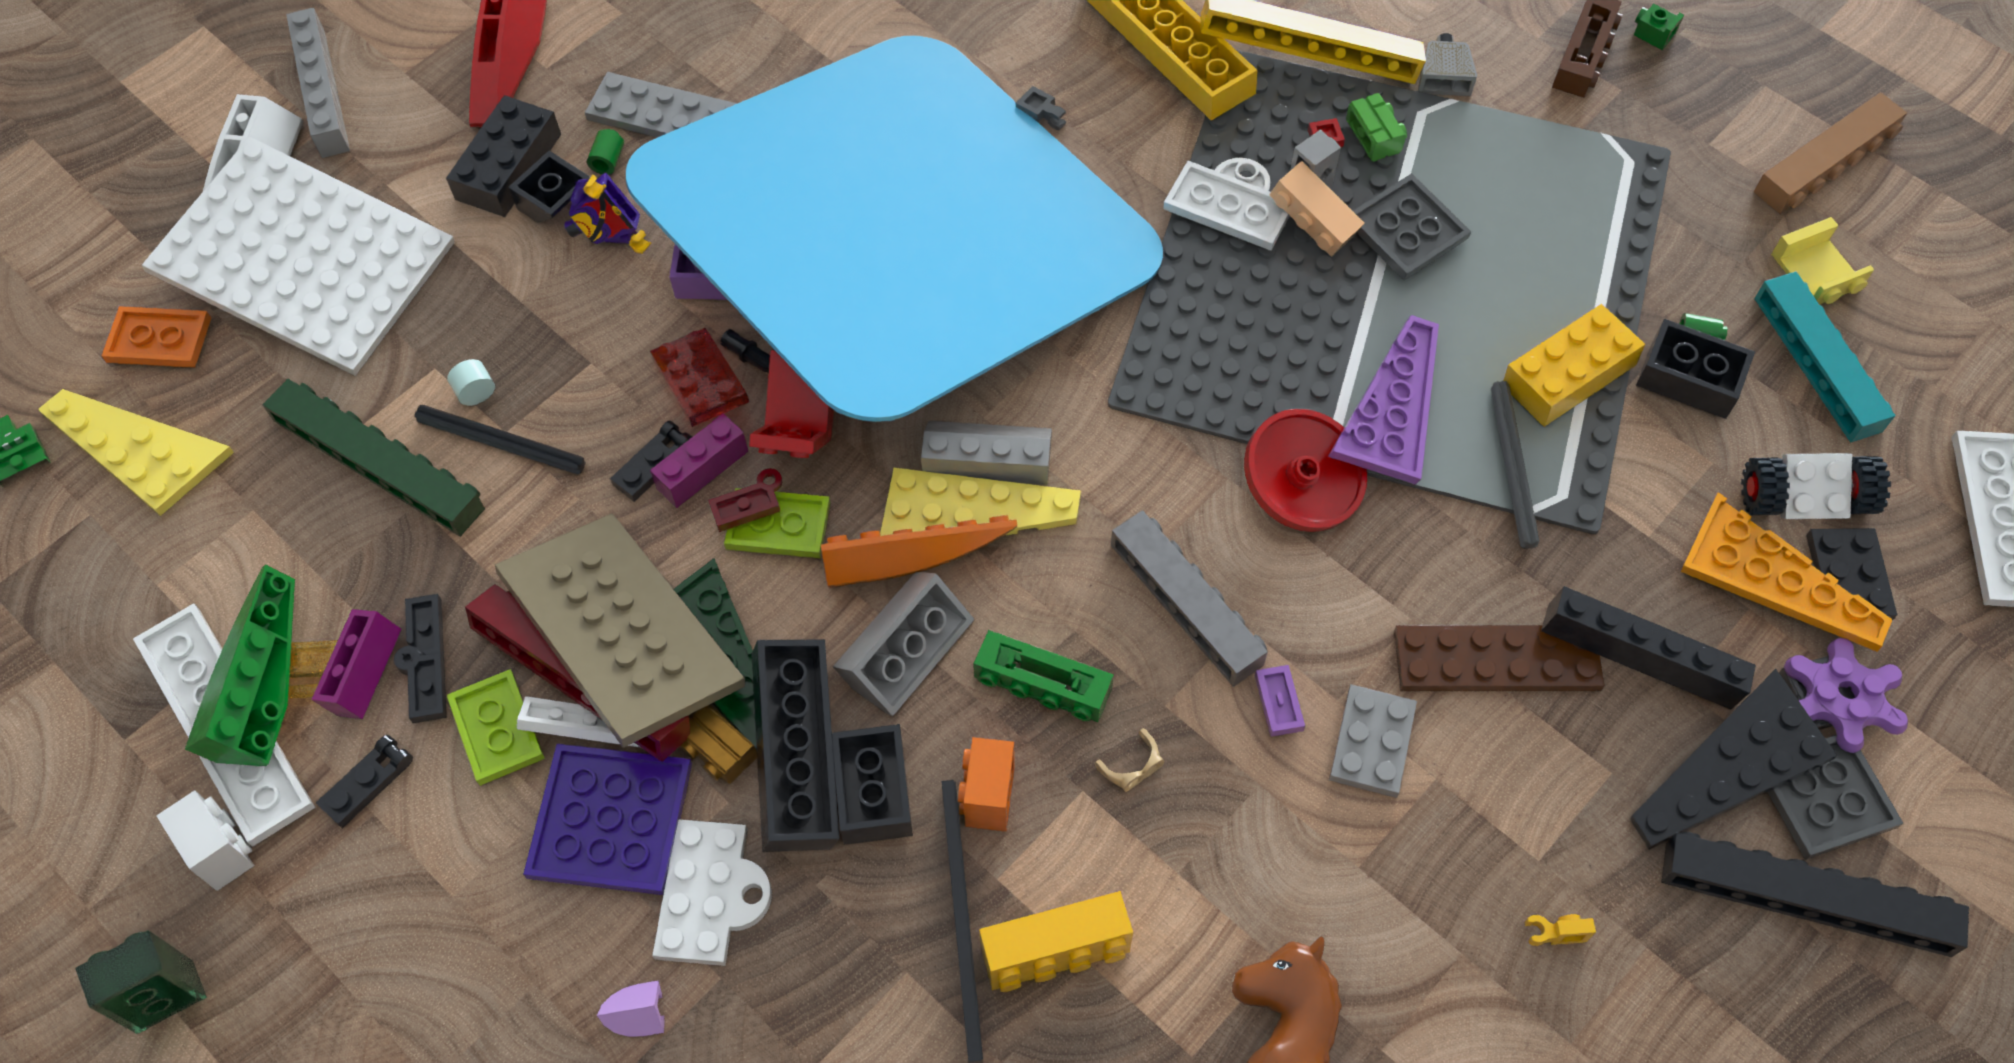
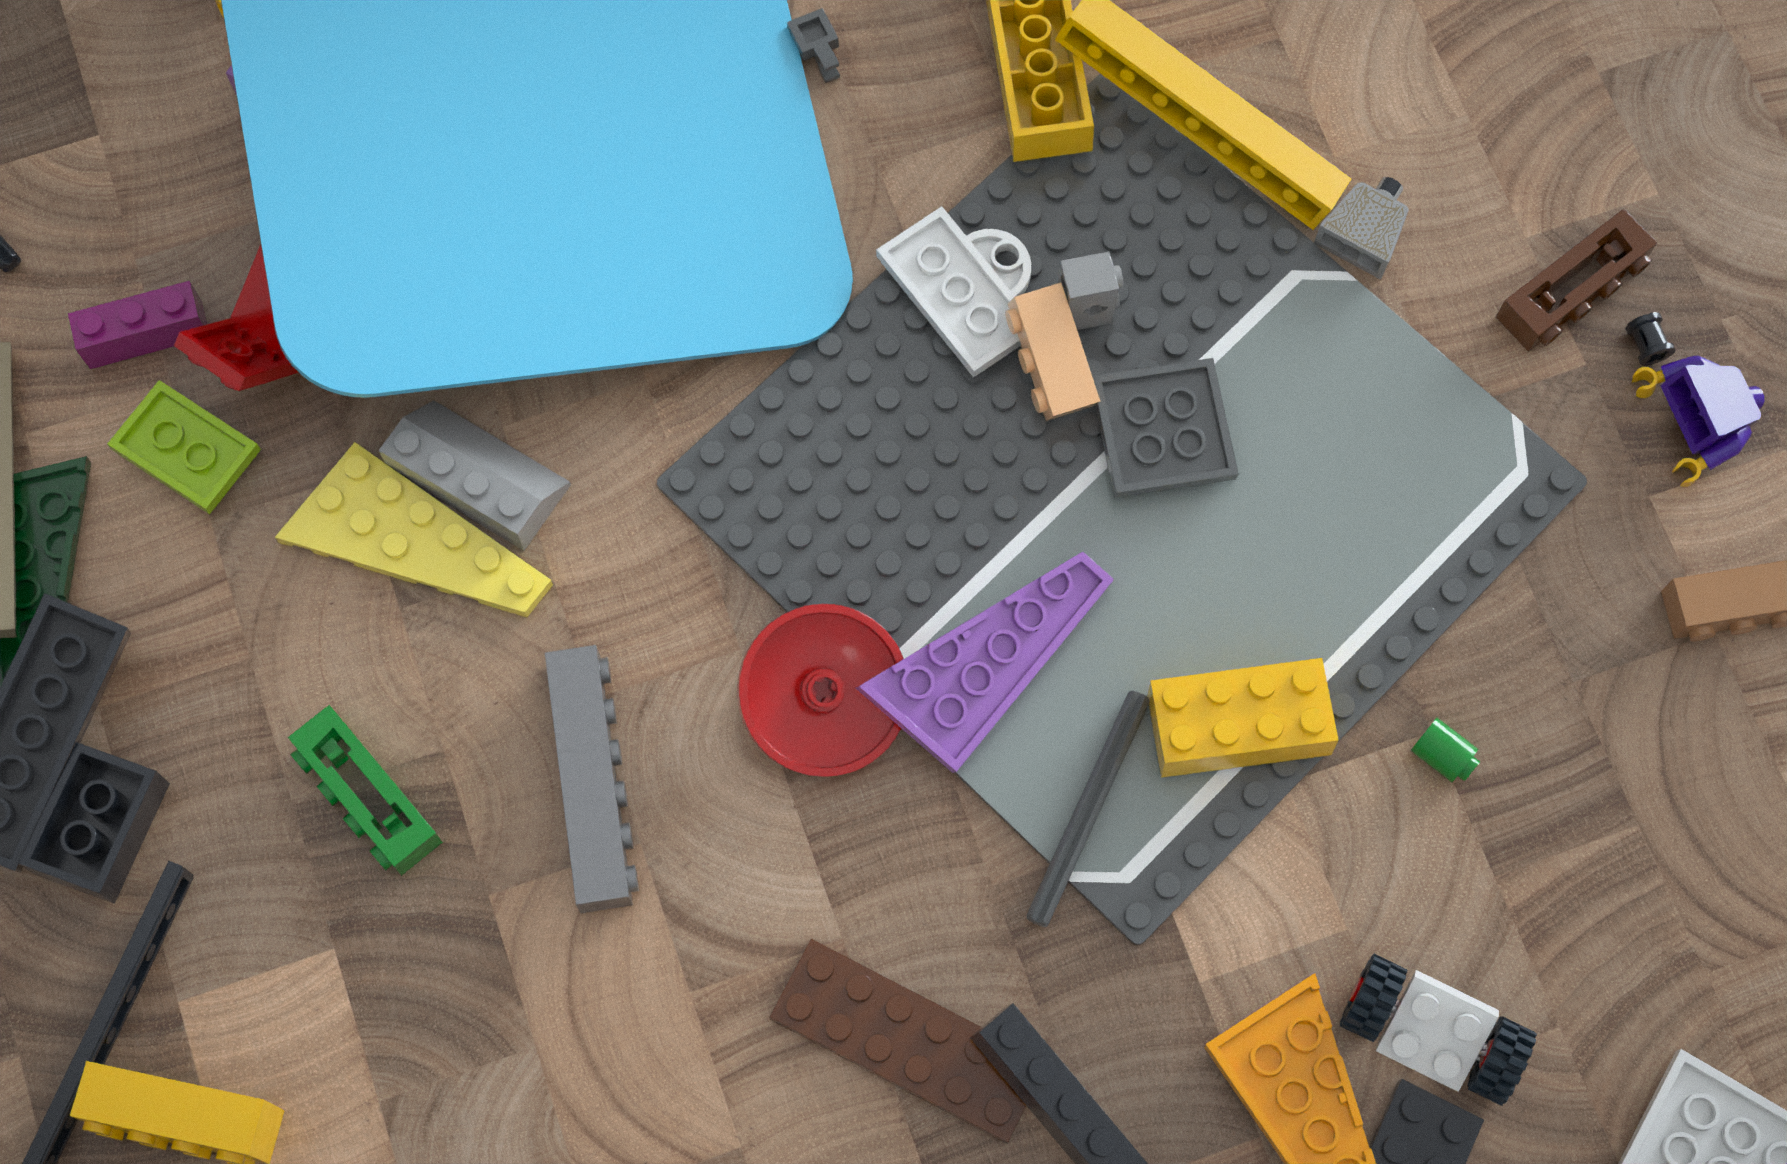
camera: 25 degrees right, 10 degrees up
(635, 475) = (89, 292): black plate -> none
(699, 376) = (195, 217): clear red plate -> none
(747, 503) = (154, 408): dark red hinge -> none
(904, 642) = (235, 668): light grey slope -> none
(906, 551) = (295, 558): orange wedge -> none
(987, 784) = (216, 891): orange brick -> none
(1130, 780) = (425, 960): tan cap -> none
(1279, 700) = (615, 959): medium lavender plate -> none
(1330, 128) = (1142, 251): red plate -> none
(1373, 741) = (695, 1063): light grey plate -> none
(1376, 127) = (1212, 271): bright green brick -> none
(1641, 56) = (1650, 339): none -> black bush
(1657, 25) = (1691, 296): green brick -> none
(1695, 368) = (1396, 798): black brick -> none
(1714, 76) = (1709, 406): none -> dark purple torso
(1819, 262) = (1669, 736): light yellow panel -> none
(1824, 357) = (1582, 864): teal brick -> none

